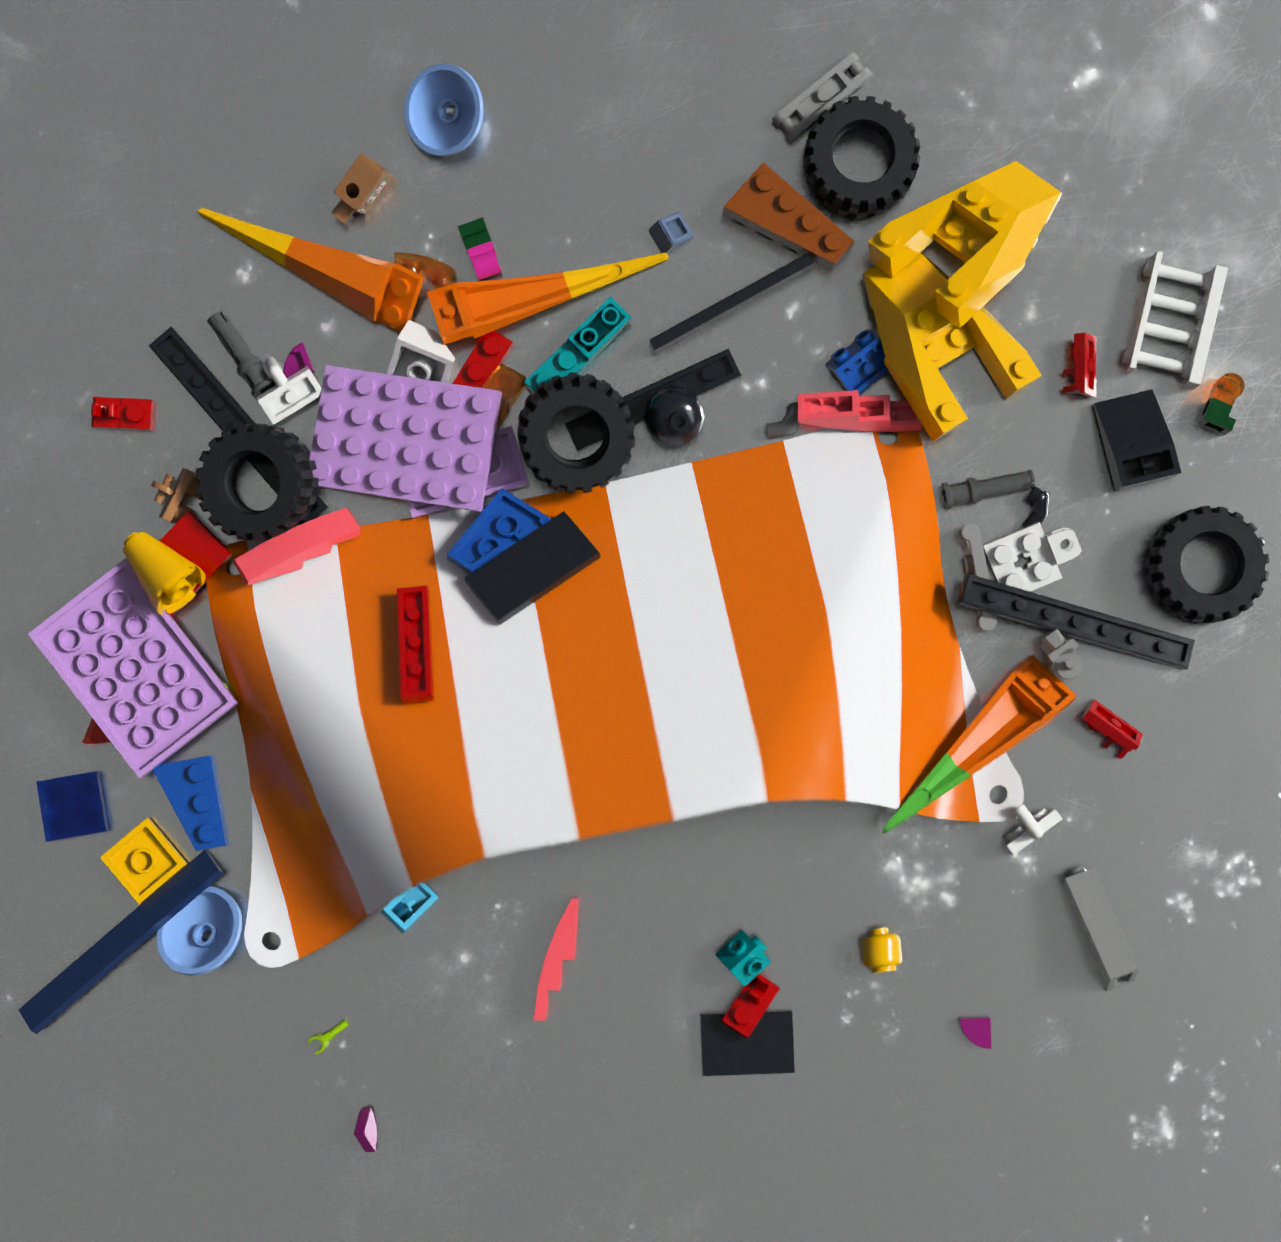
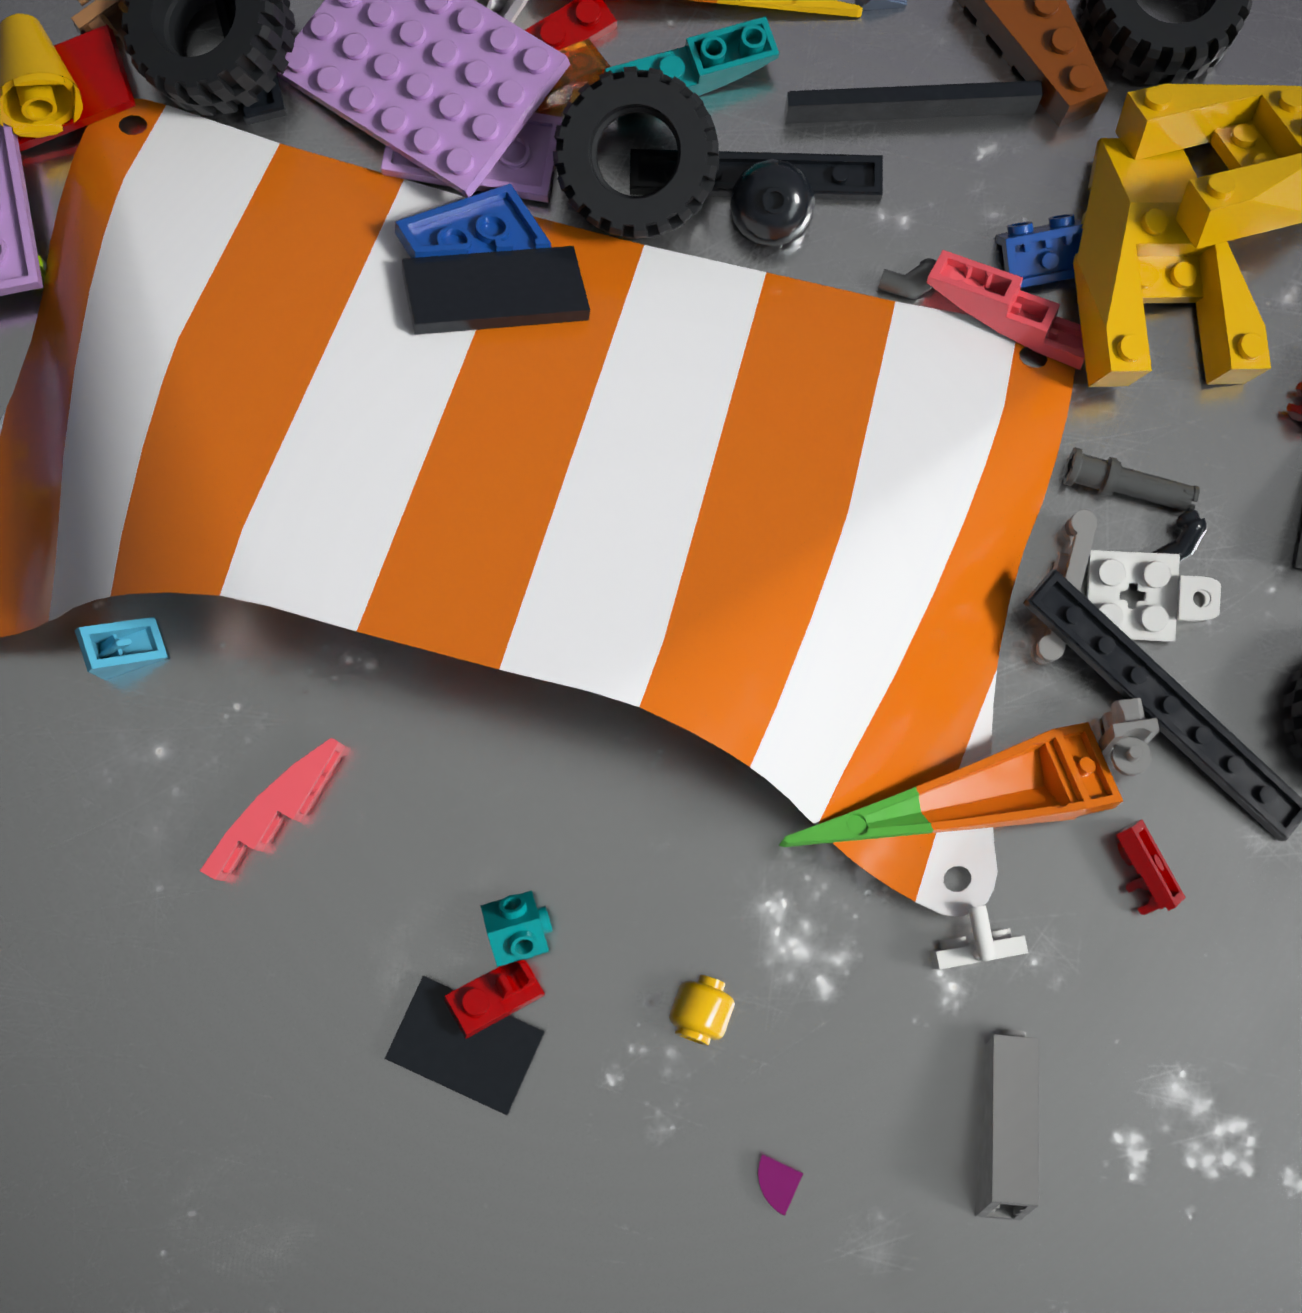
camera: 25 degrees right, 5 degrees down
(289, 550) = (205, 129): coral slope -> none
(415, 644) = (290, 304): red plate -> none

